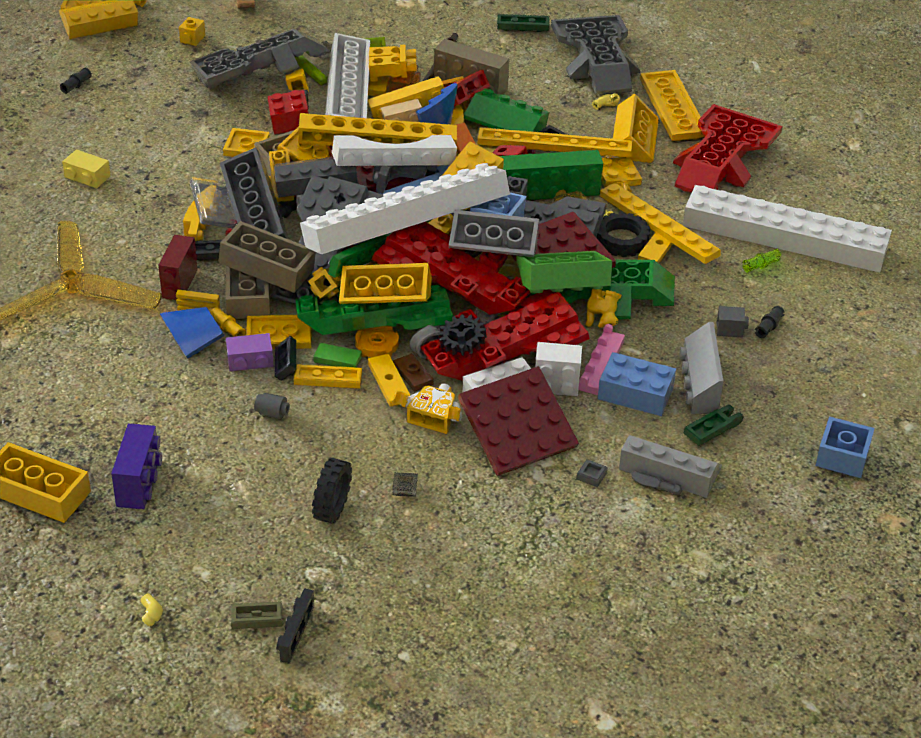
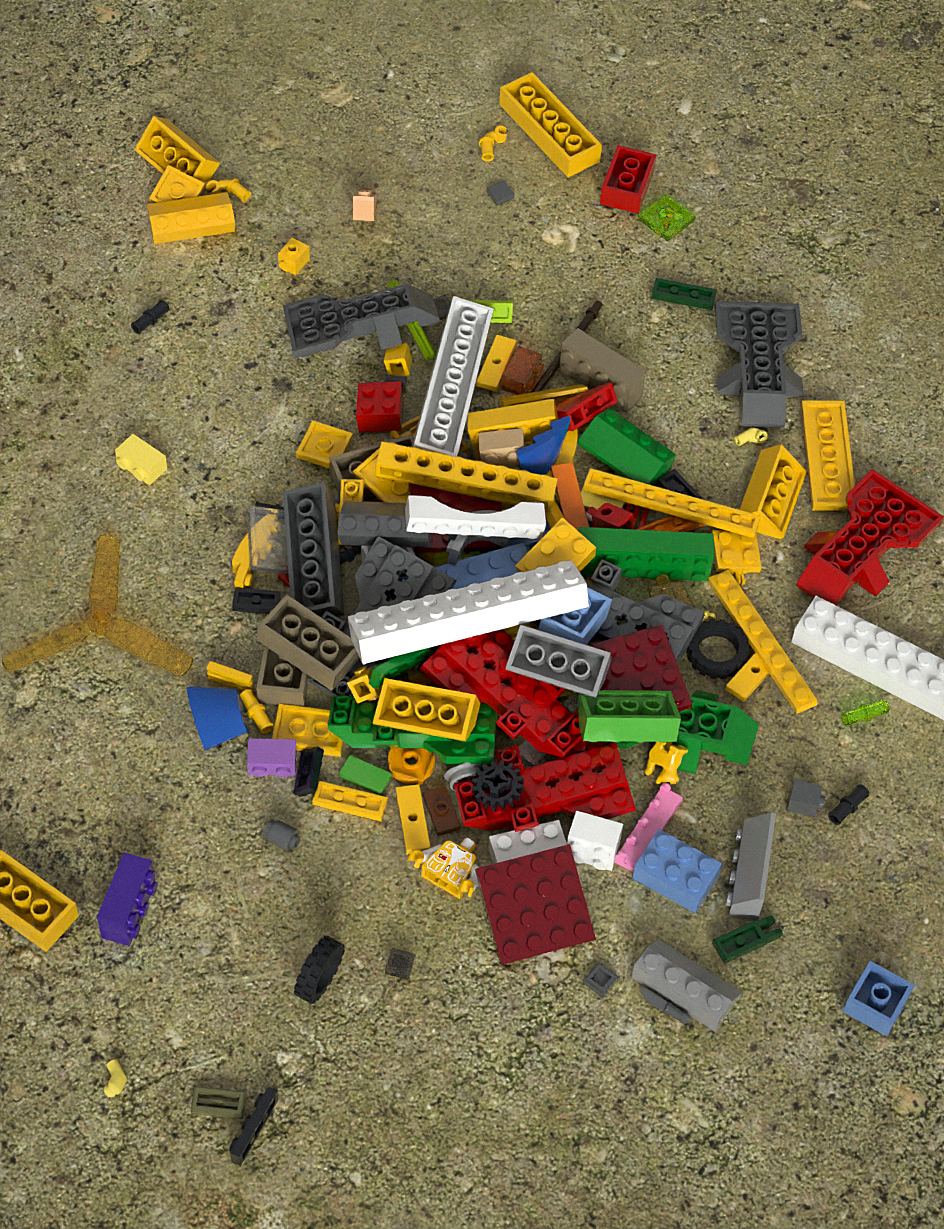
camera: 10 degrees right, 15 degrees up
(177, 266) = (215, 628): dark red brick -> none
(391, 61) = (509, 351): yellow hips -> none

